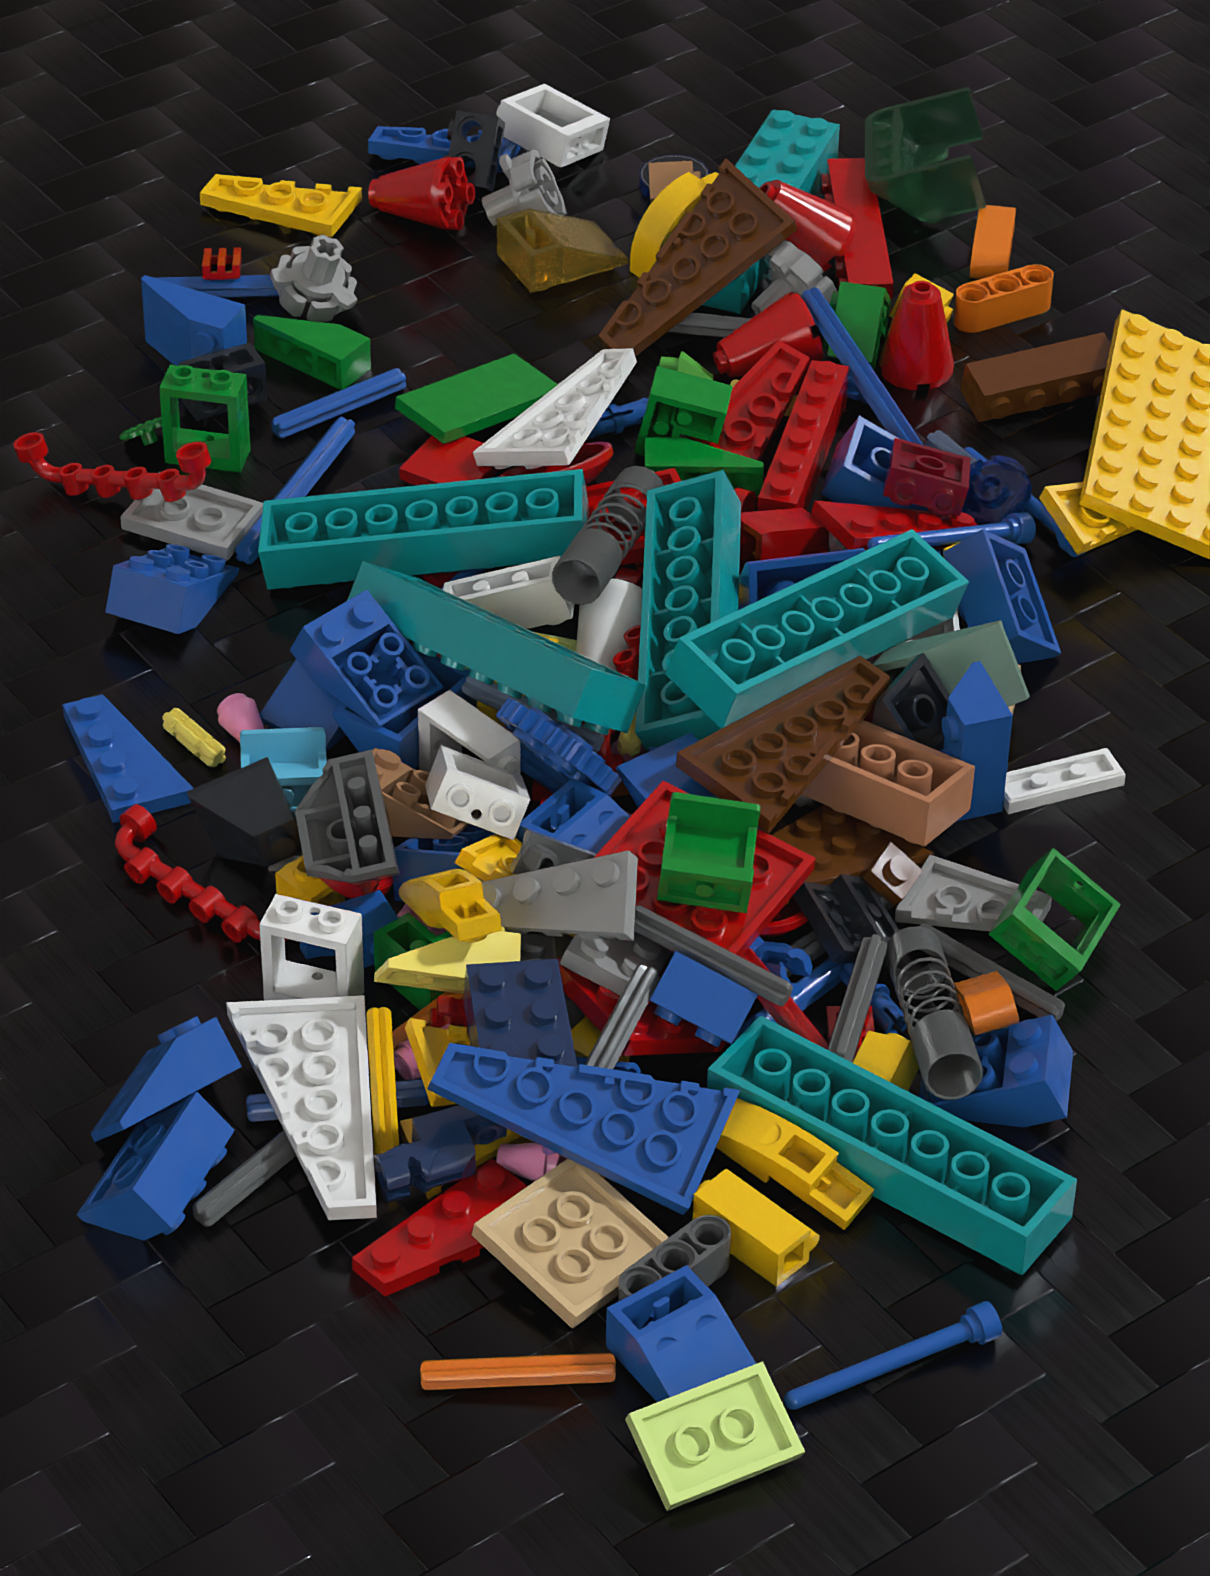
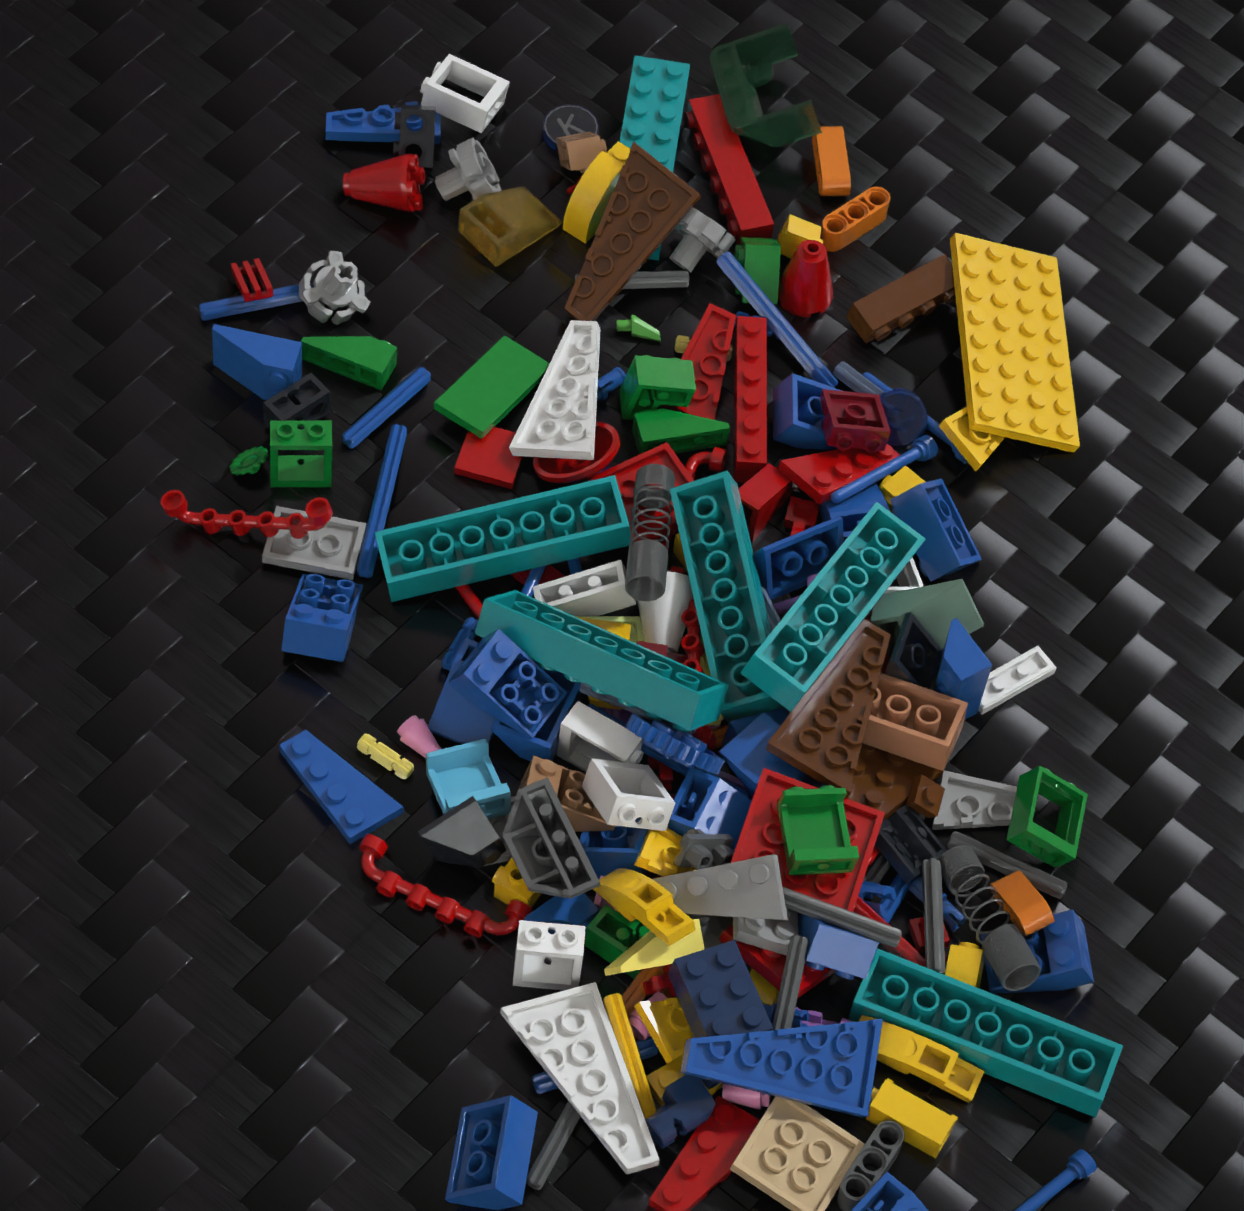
camera: 20 degrees left, 15 degrees up
(182, 1064) = (479, 1083): blue slope -> none
(281, 203) = (288, 207): yellow wing -> none
(783, 320) = (690, 297): red cone -> none
(821, 225) = (706, 175): red cone -> none

